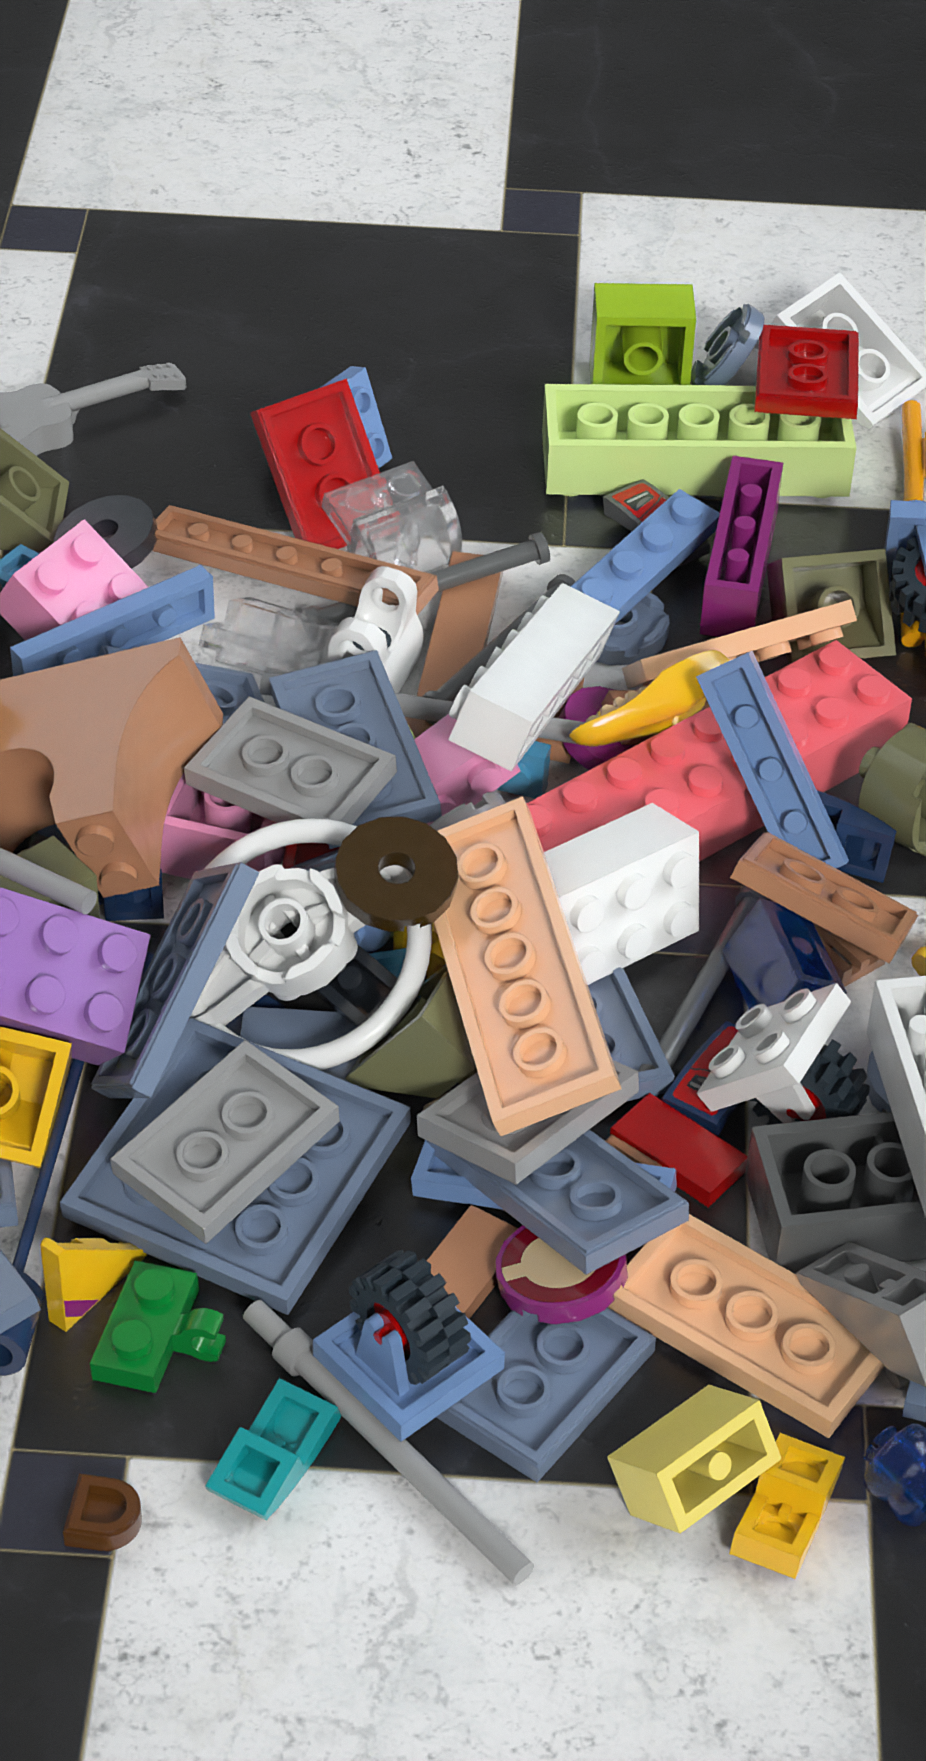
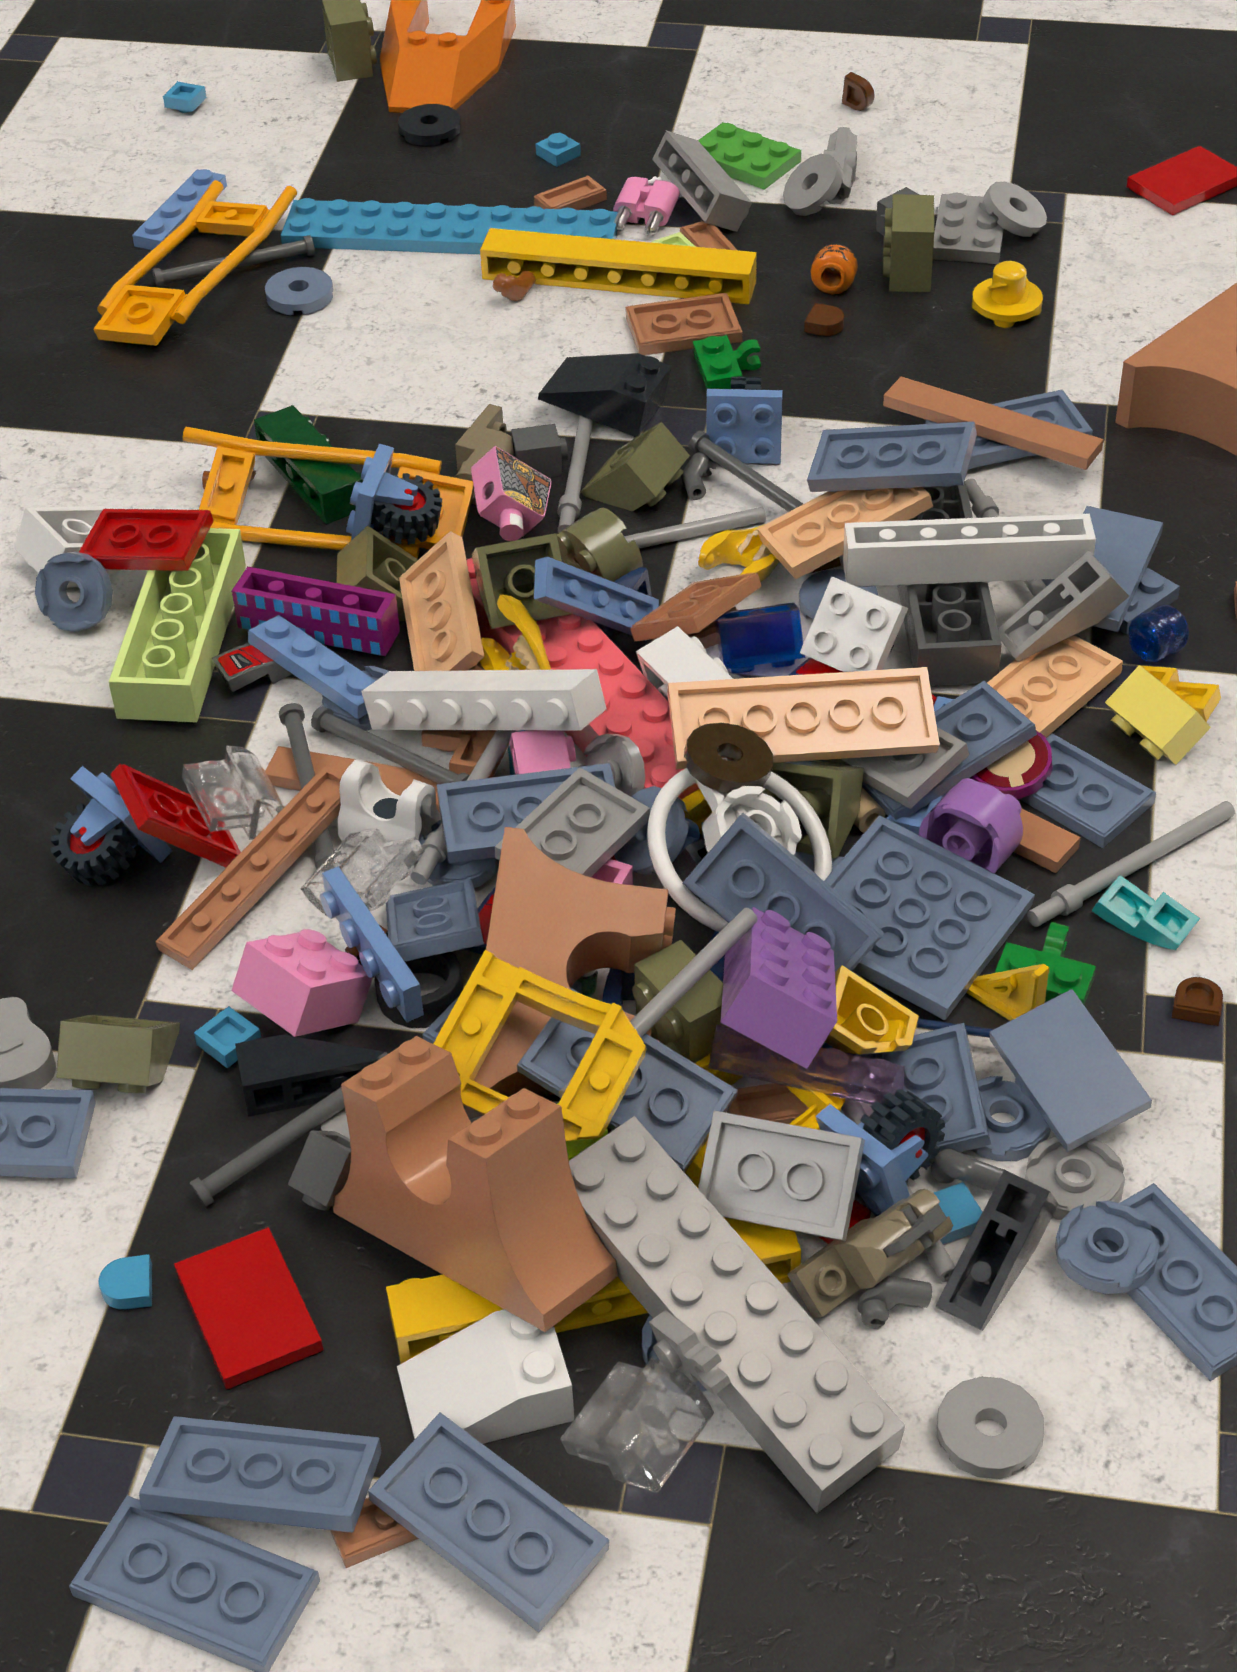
camera: 80 degrees left, 0 degrees up
(123, 517) = (188, 957): black tile -> none
(225, 1141) = (915, 902): light grey plate -> none
(388, 1206) = (975, 824): none -> medium lavender brick
(406, 1345) = (1088, 822): plate -> none
(642, 334) = (49, 634): lime brick -> none
(801, 673) = (510, 571): none -> olive slope

